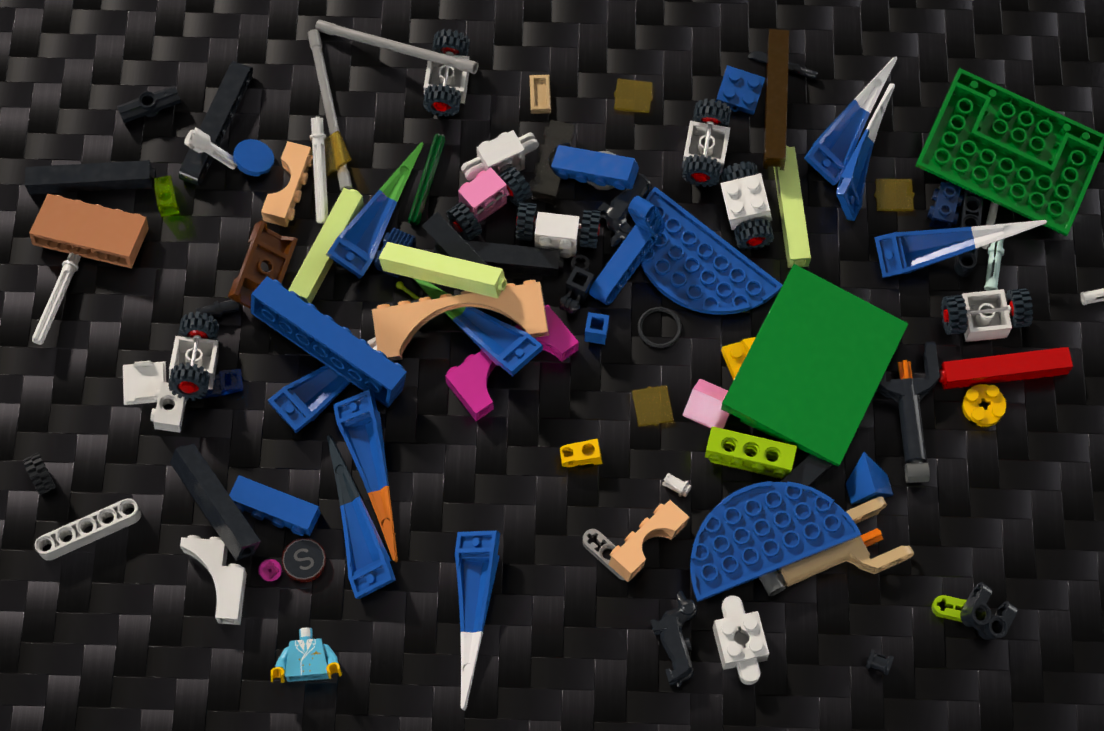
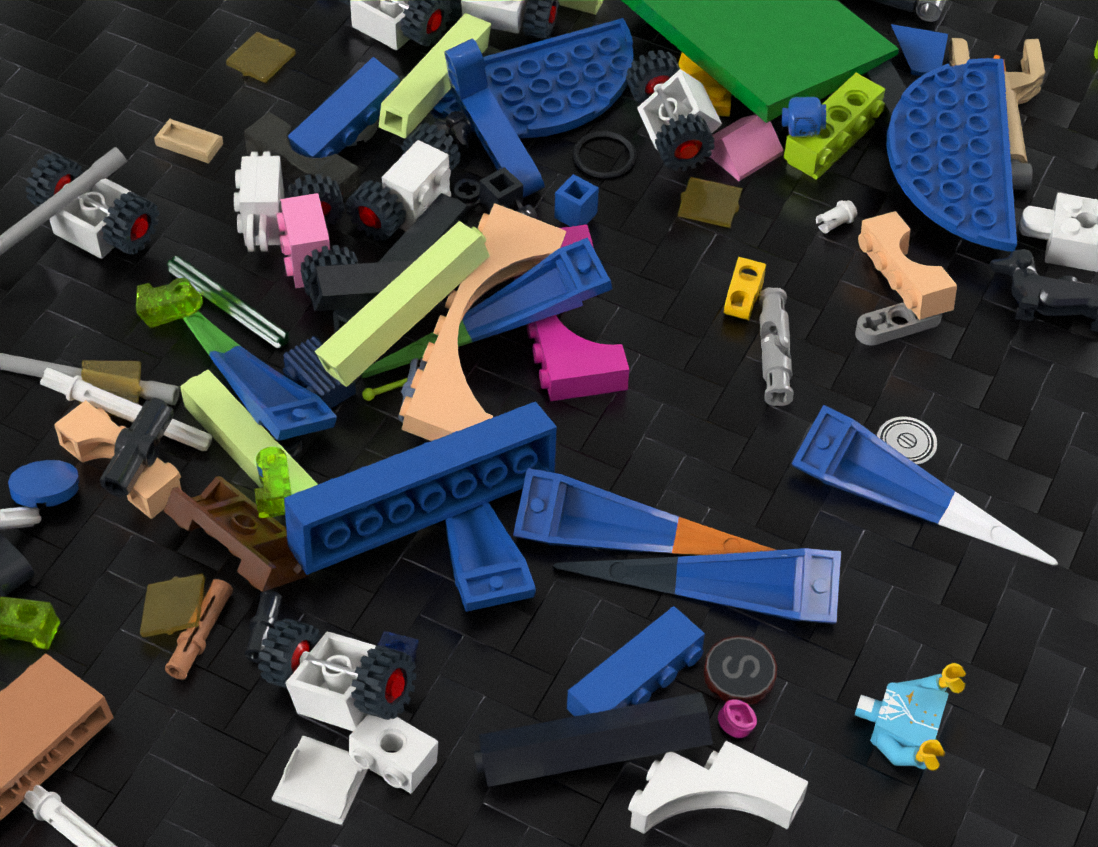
camera: 65 degrees left, 15 degrees down
(206, 279) = (193, 639): none -> nougat pin
(209, 259) = (172, 605): none -> clear yellow piece
(285, 189) = (137, 447): none -> black piece
(296, 267) = (275, 477): none -> clear neon green leg
(403, 148) = (167, 302): none -> clear neon green leg
(516, 593) = (910, 438): none -> white sticker
(555, 485) = (775, 347): none -> light grey piece
(667, 200) = (429, 79): none -> yellowish green brick
(699, 353) = (673, 110): none -> brick
(723, 428) = (804, 117): none -> blue head

